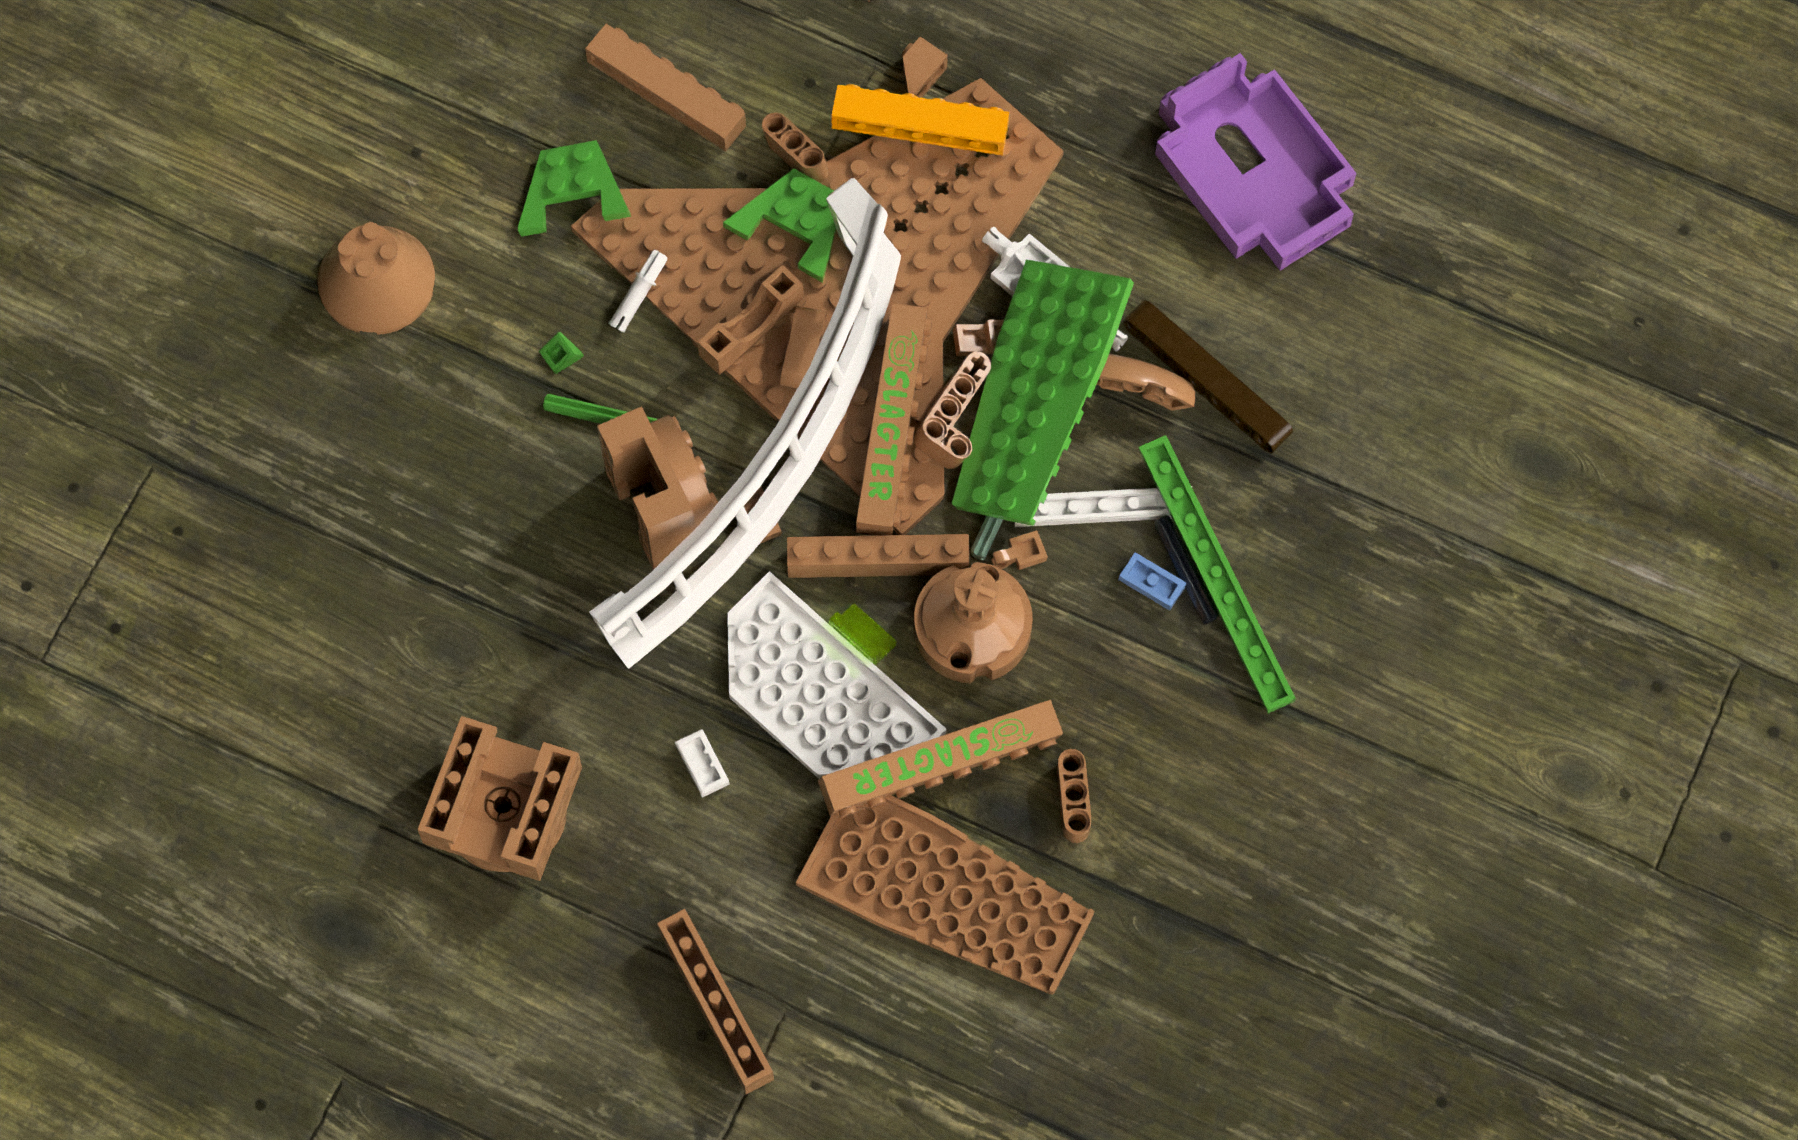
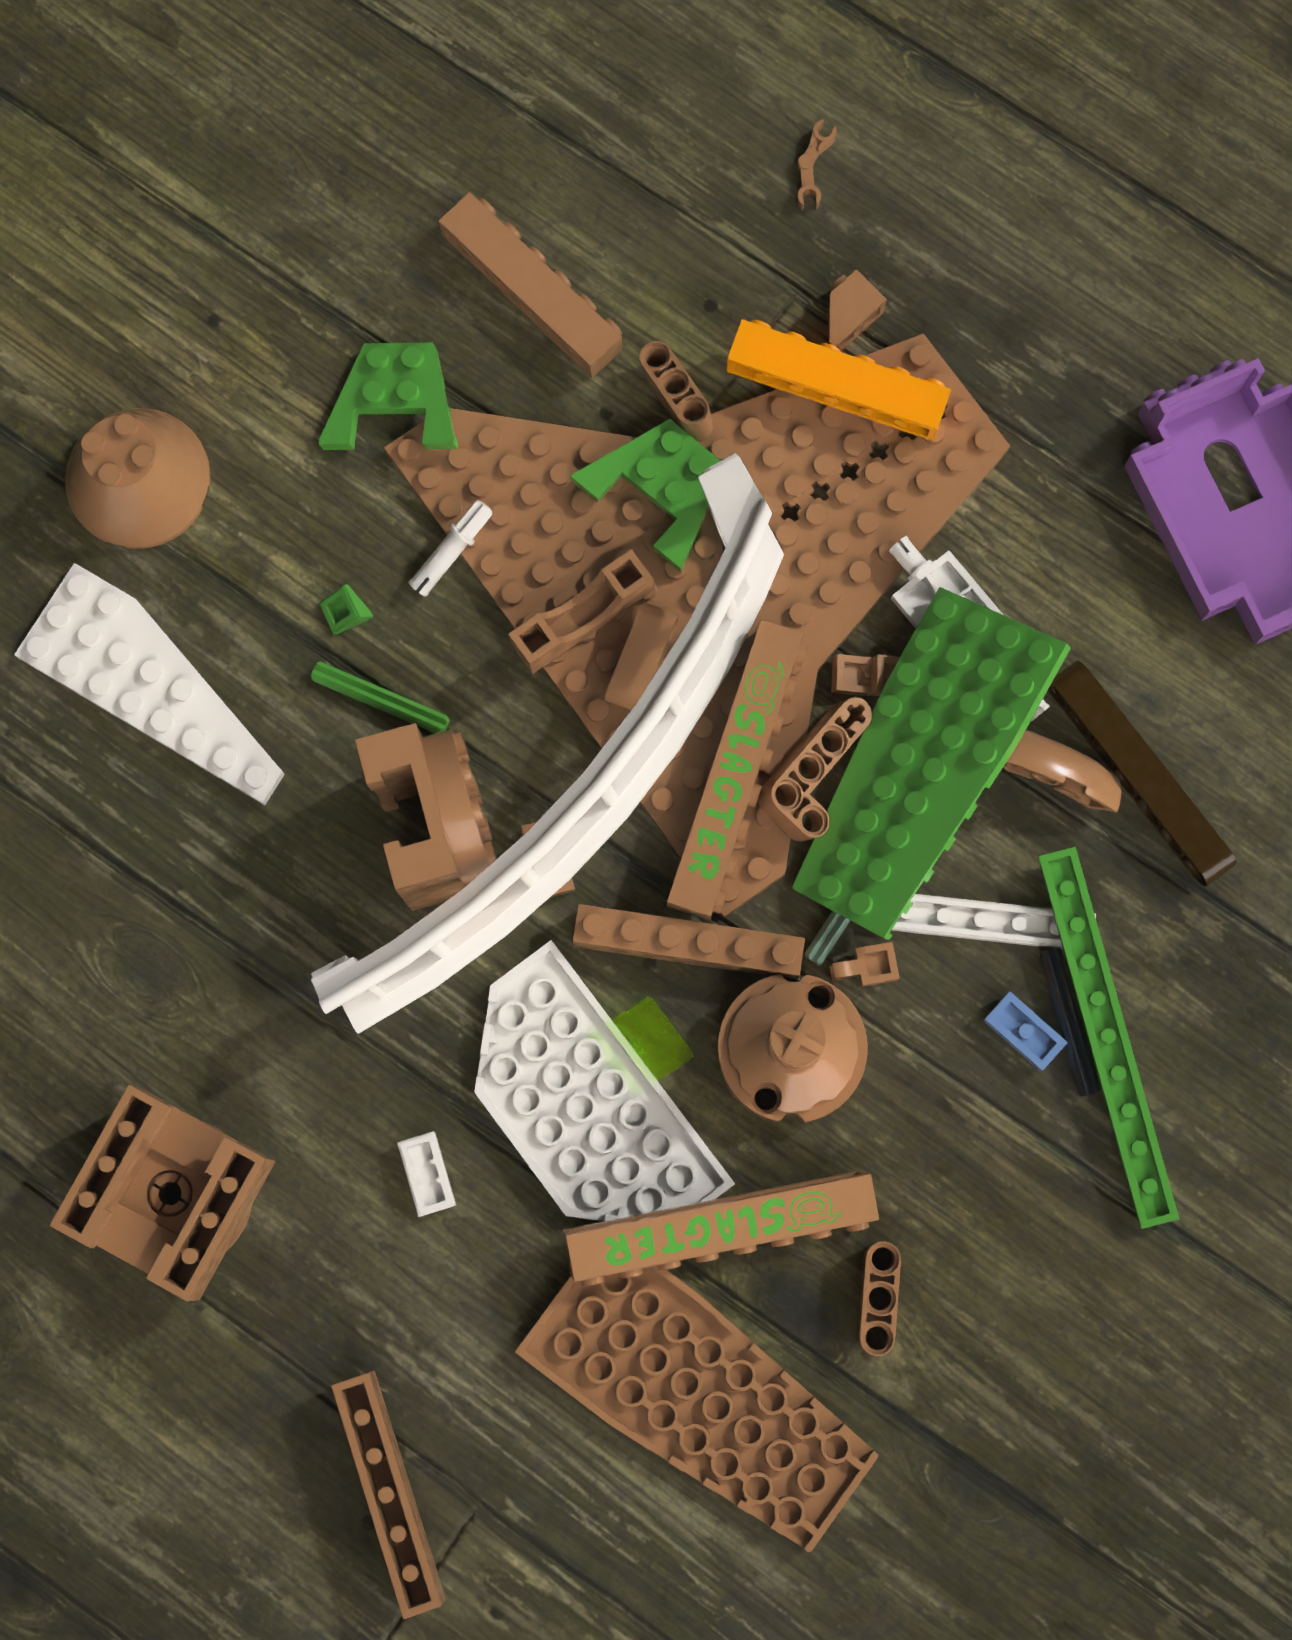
camera: 15 degrees right, 10 degrees up
(394, 421) = (125, 663): none -> white wing

